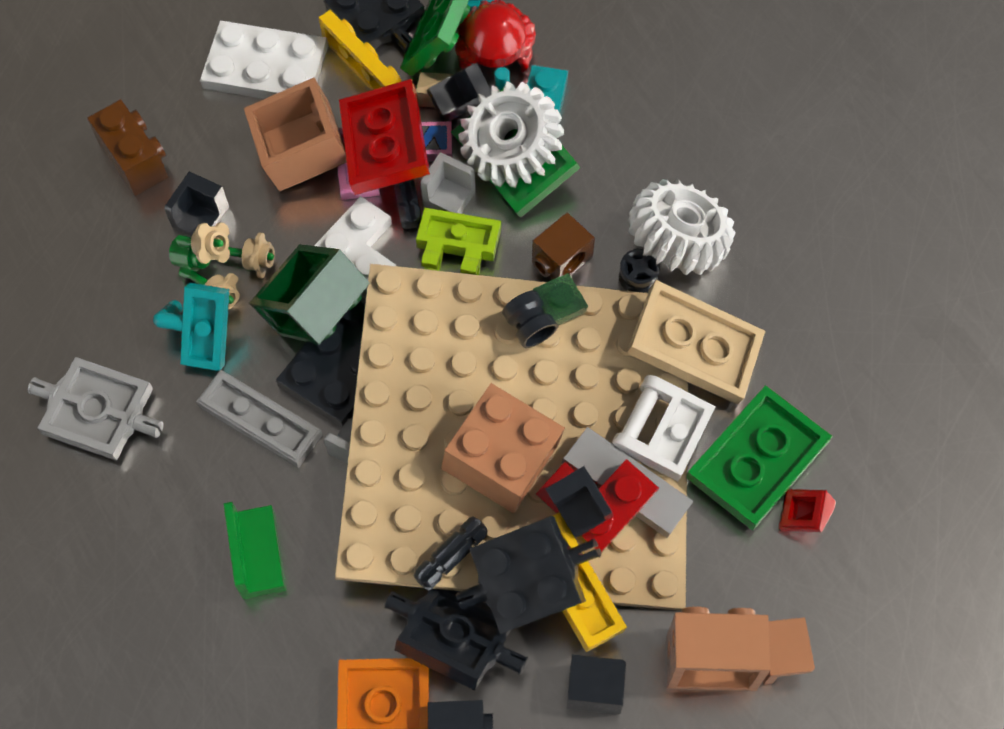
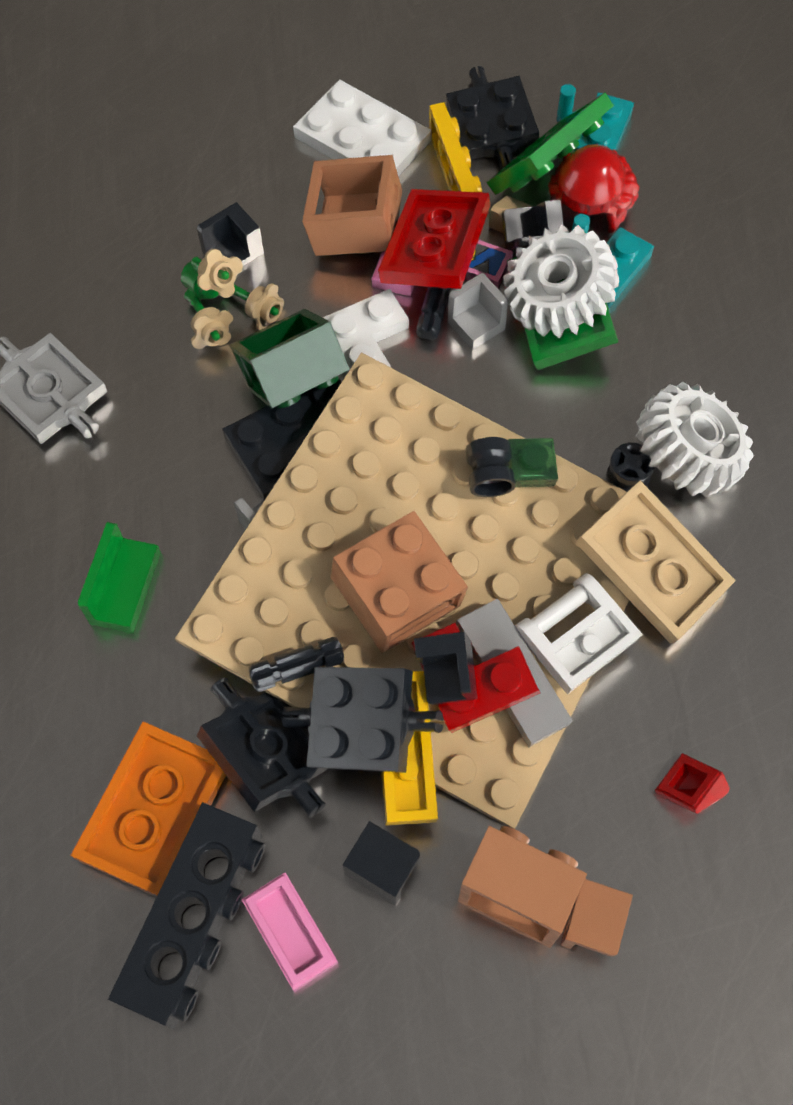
camera: 25 degrees right, 0 degrees up
(128, 147) = (195, 162): reddish brown brick -> none
(201, 325) = (177, 348): teal plate -> none
(259, 418) = (190, 460): light grey tile -> none
(457, 235) = (466, 362): lime plate -> none
(562, 248) = (563, 414): reddish brown brick -> none
(758, 457) = (667, 707): green plate -> none

